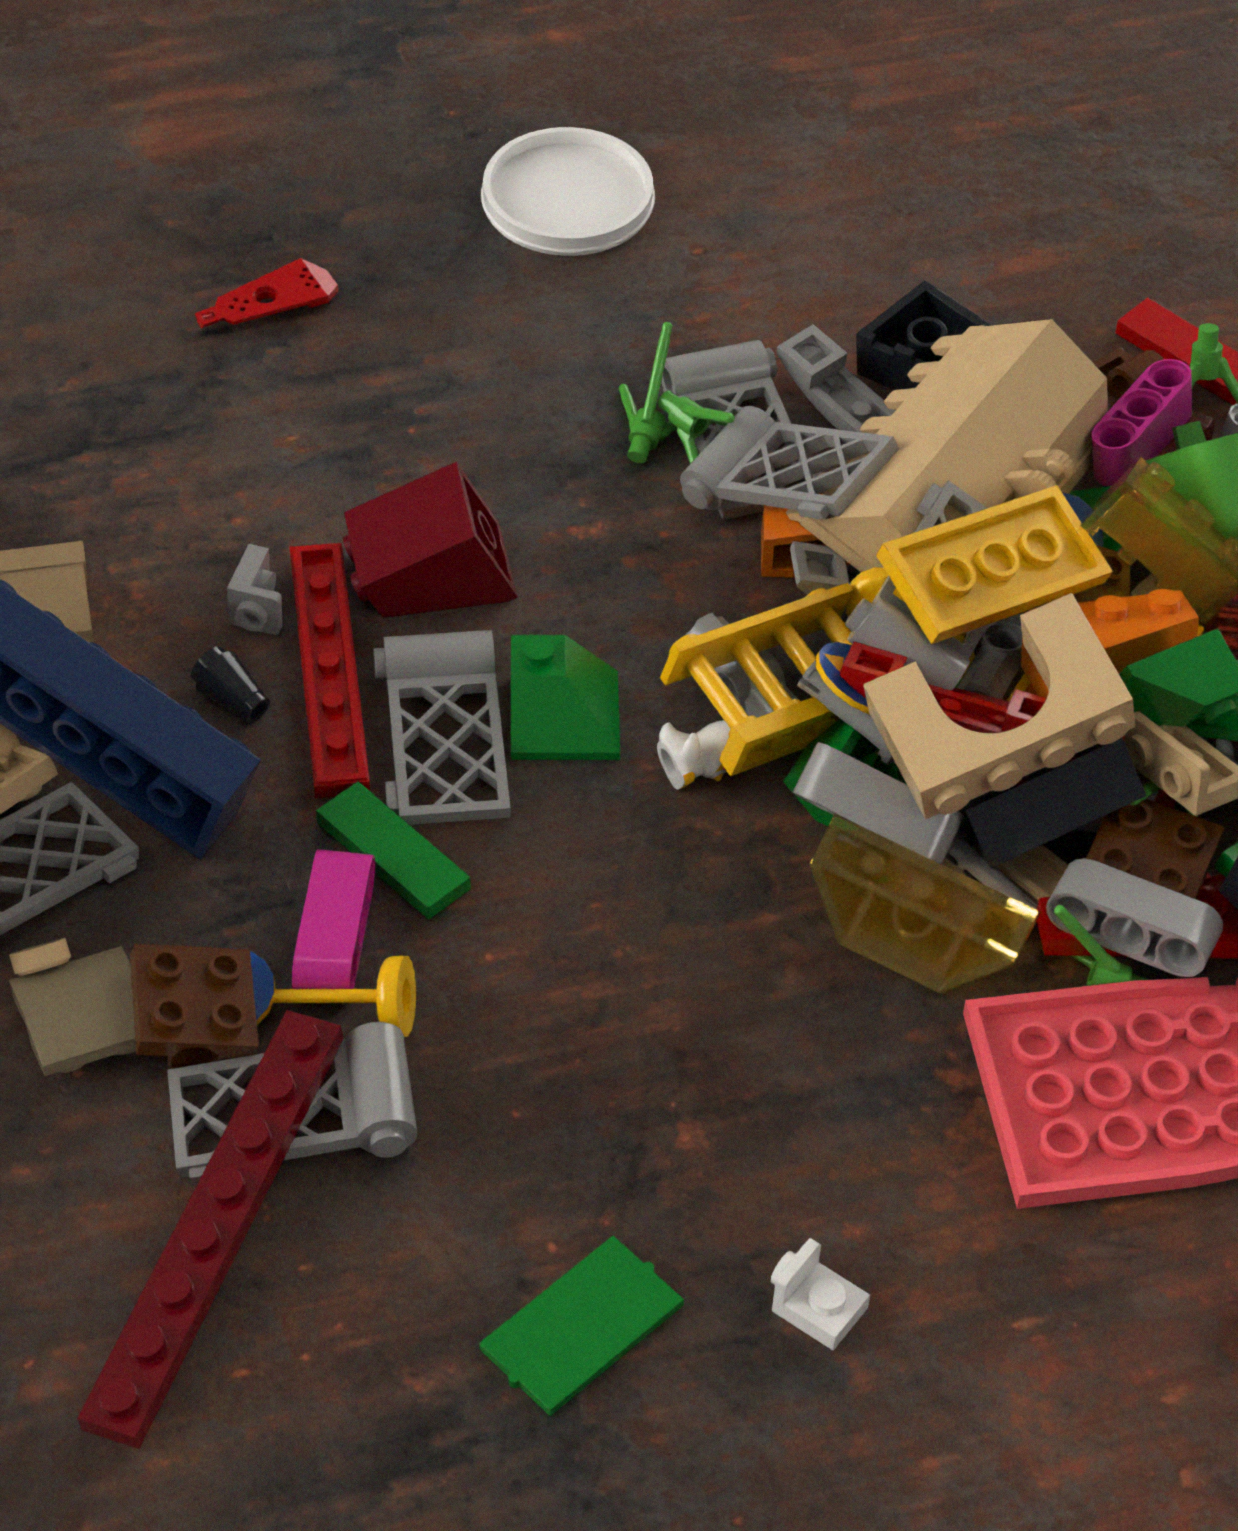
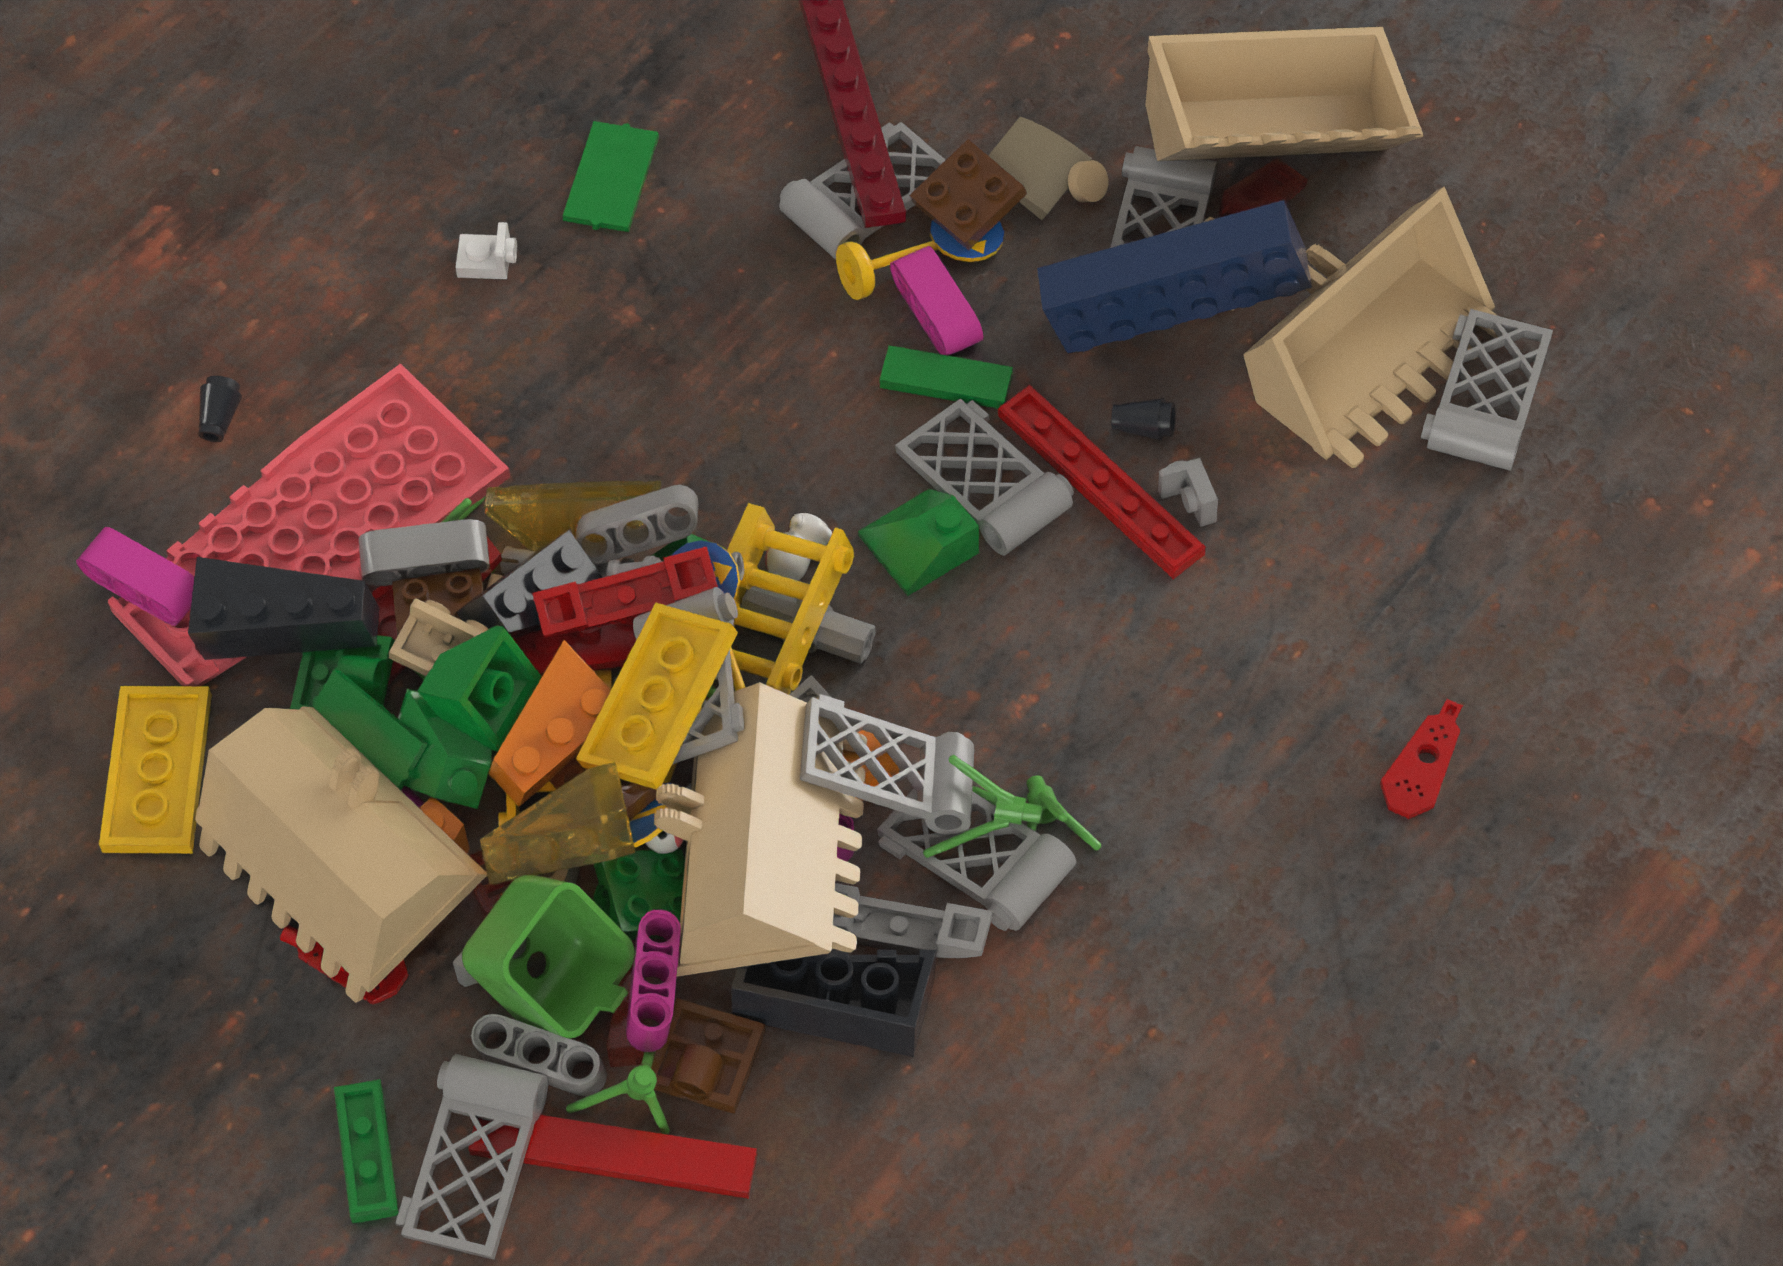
camera: 150 degrees right, 10 degrees up
(428, 547) = (1099, 589): dark red slope -> none
(567, 191) = (1300, 1019): white brick -> none
(953, 764) = (586, 518): tan arch -> none

